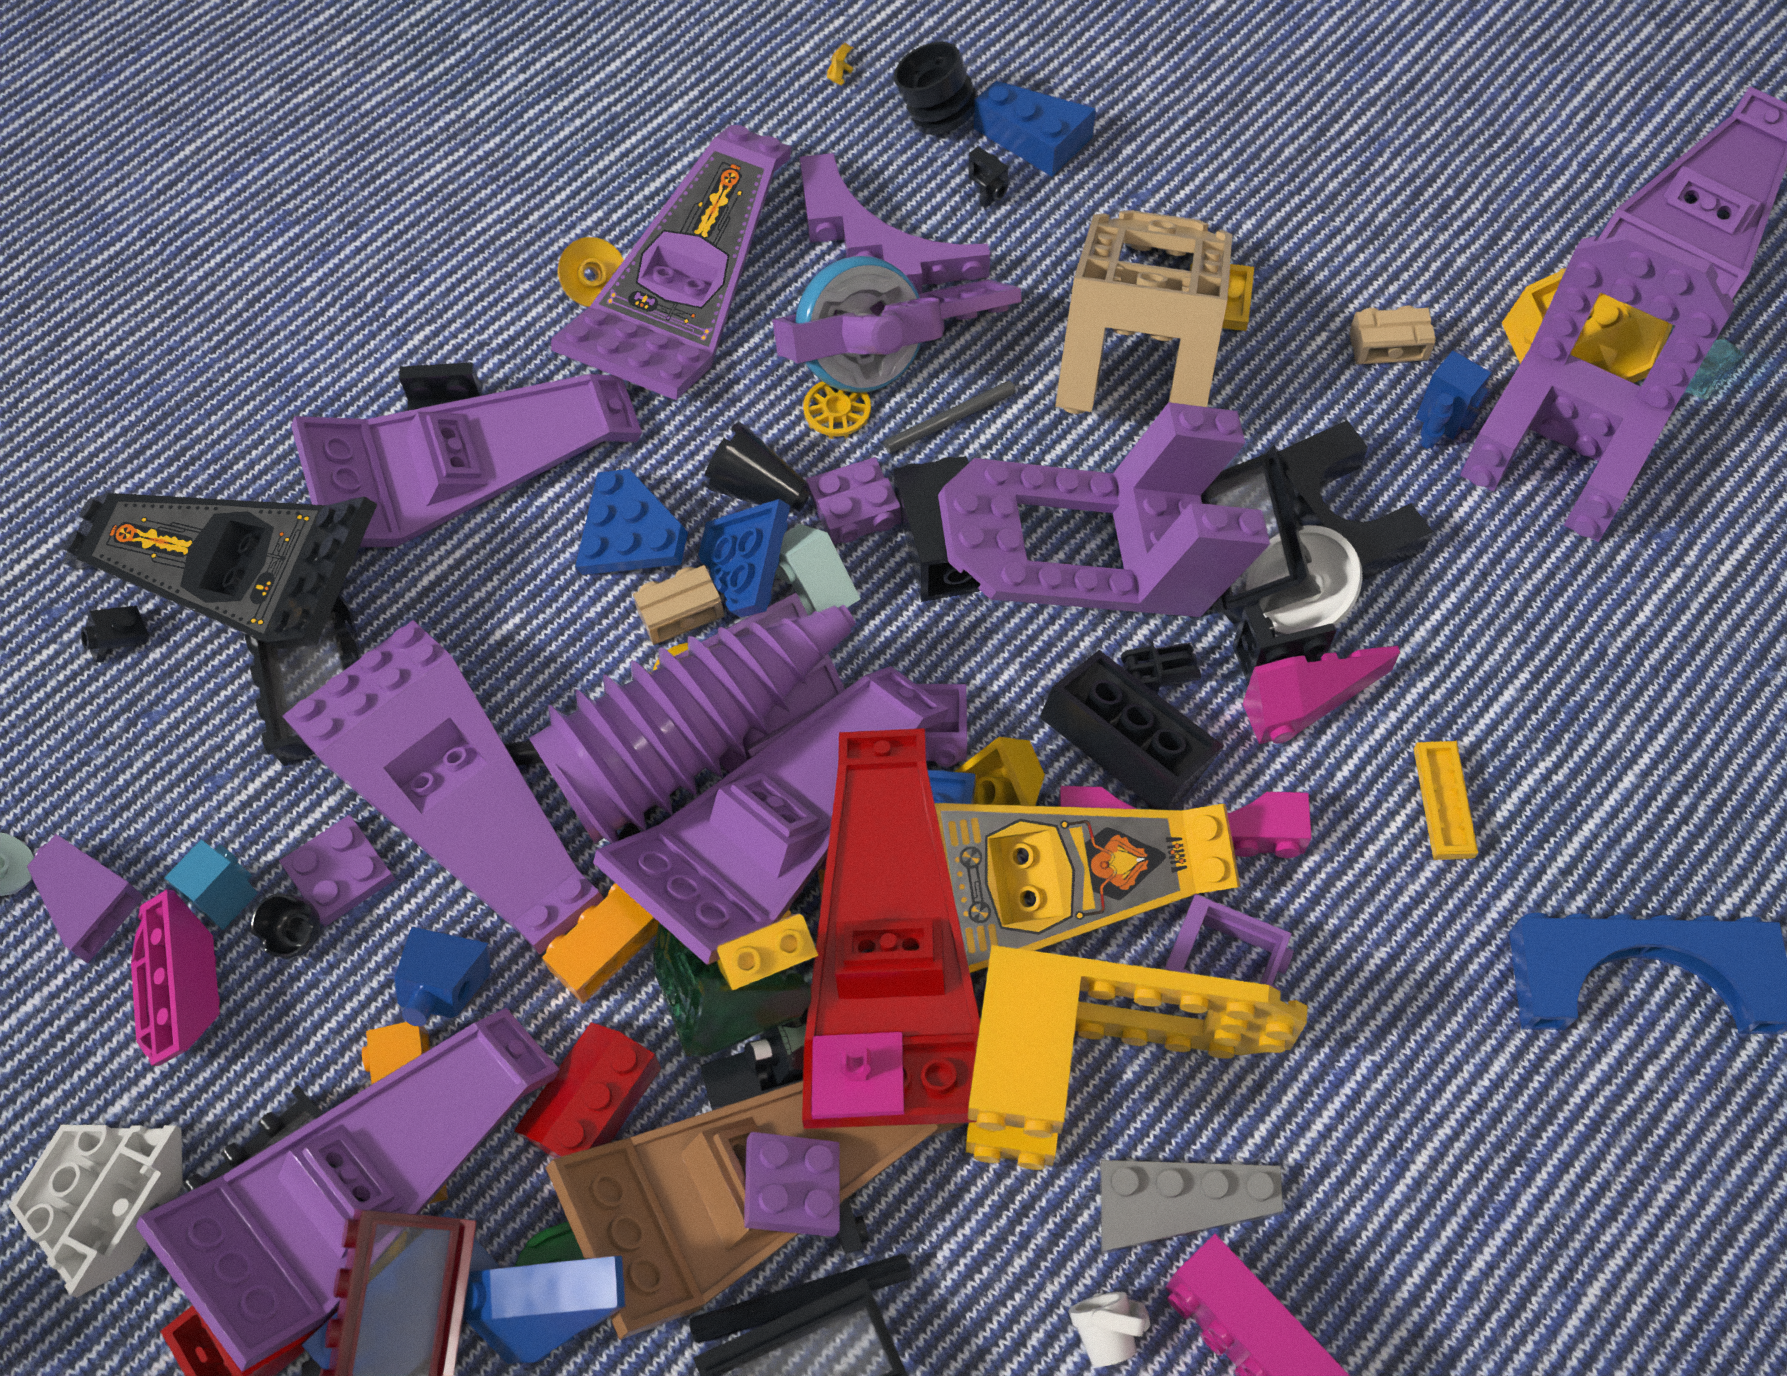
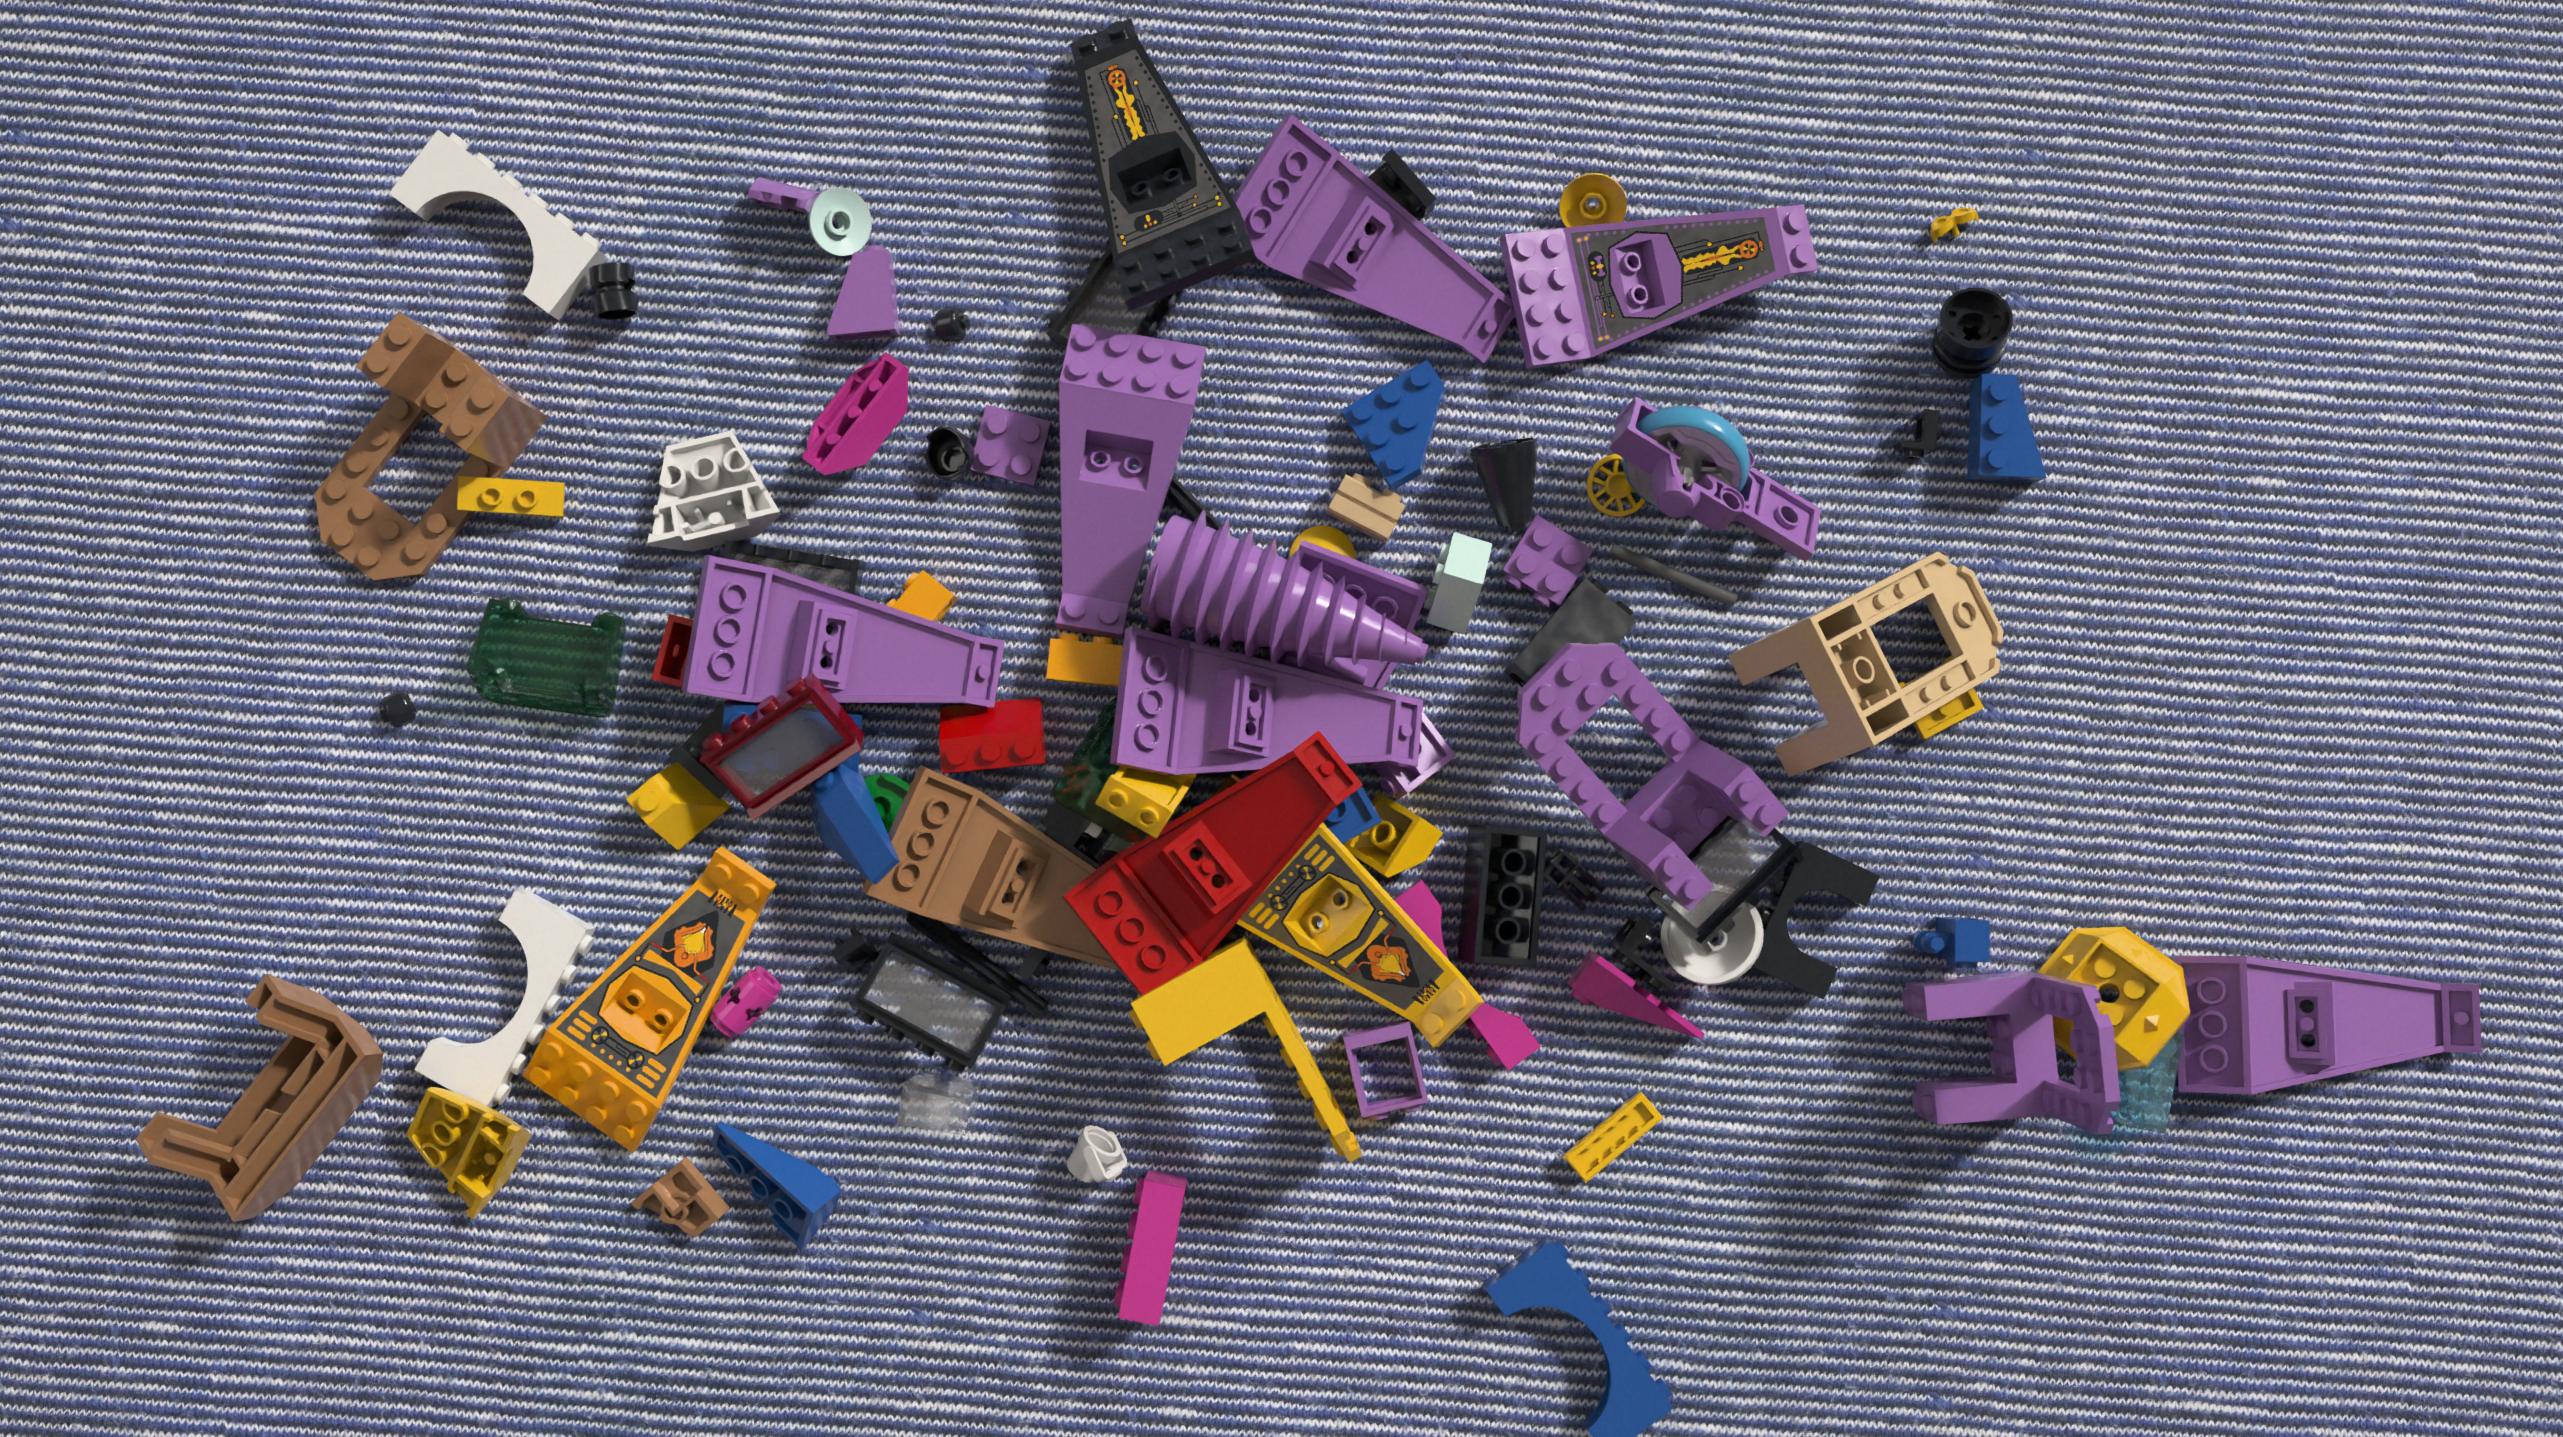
camera: 50 degrees right, 25 degrees up
(113, 629) = (1049, 134): black bracket -> none
(179, 840) = (951, 324): none -> black piece
(213, 883) = (934, 384): dark azure brick -> none
(439, 974) = (991, 580): blue torso -> none
(745, 555) = (1430, 533): blue plate -> none
(792, 1184) = (1025, 916): medium lavender plate -> none
(838, 215) = (1784, 392): medium lavender arch -> none
(857, 1075) = (1117, 906): dark pink piece -> none
(1174, 1199) = (1204, 1140): light grey wing -> none
(1392, 335) = (1996, 854): tan brick -> none

